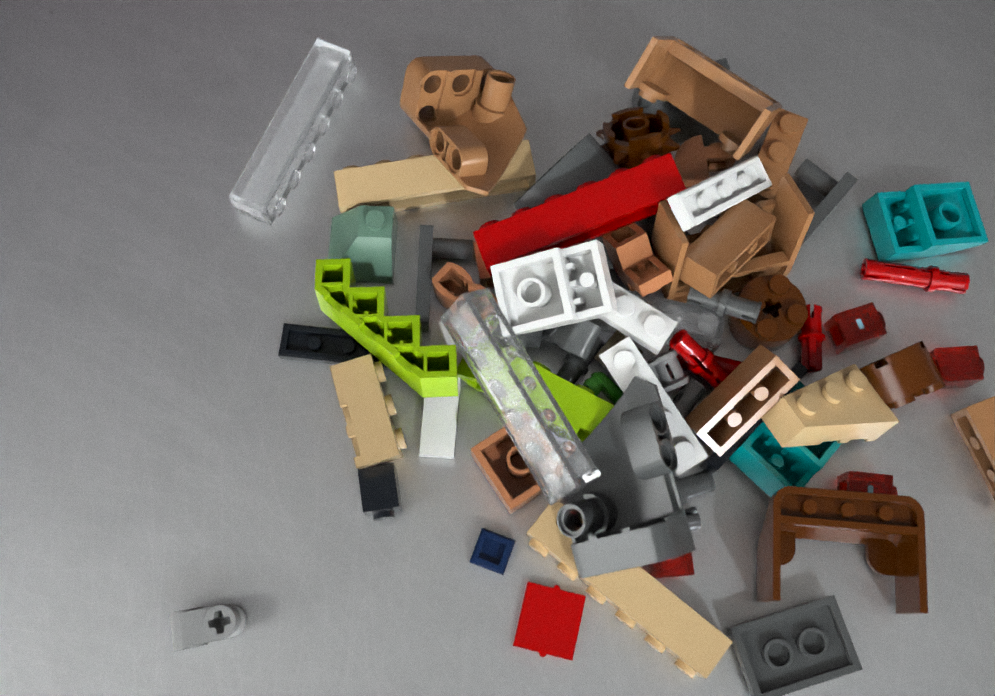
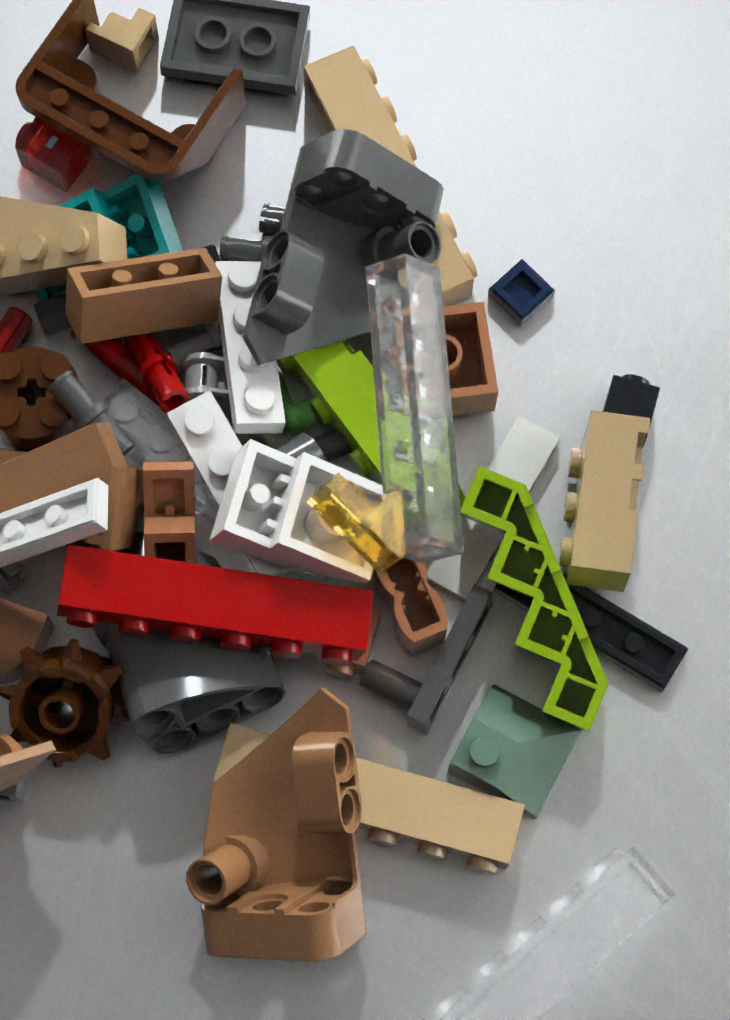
camera: 155 degrees left, 0 degrees up
(502, 293) = (371, 530): none -> clear yellow slope
(549, 621) = (491, 192): red piece -> none
(872, 609) = (124, 39): none -> tan panel

